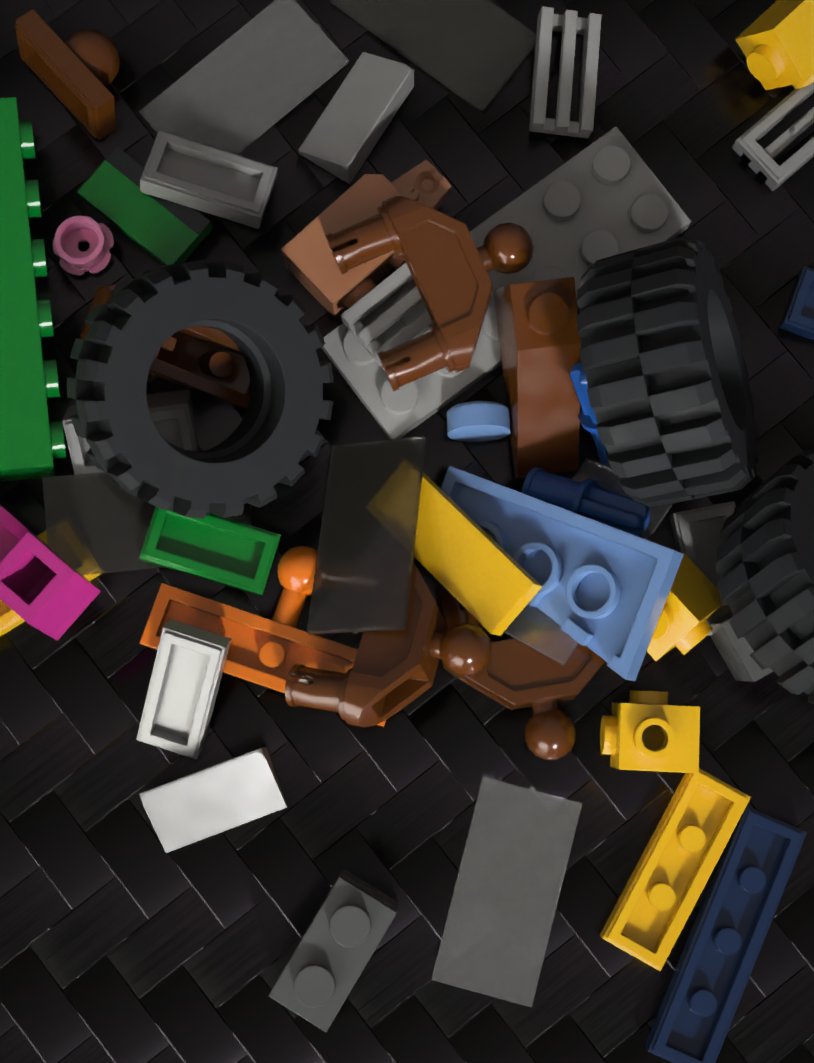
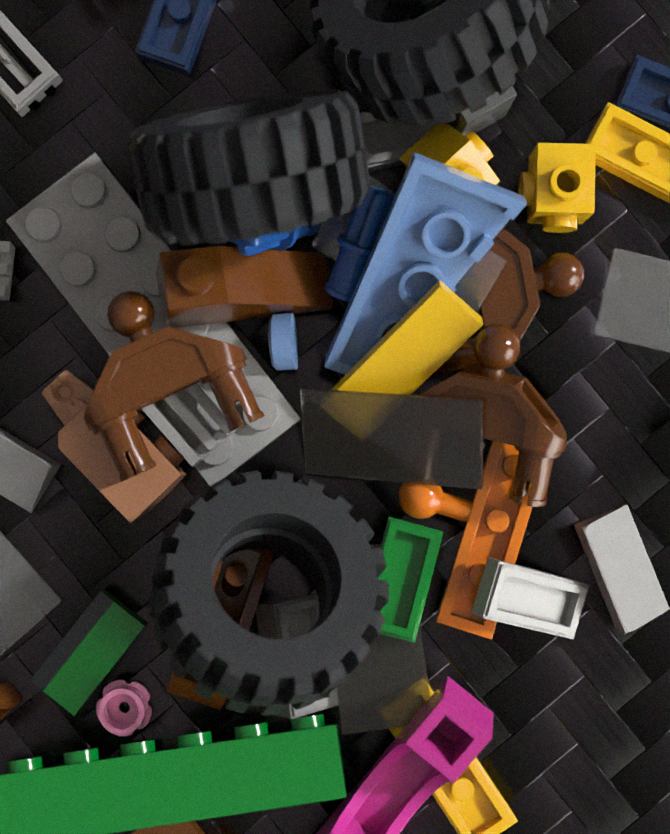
camera: 90 degrees left, 5 degrees up
(208, 179) = (60, 594): light grey tile -> none

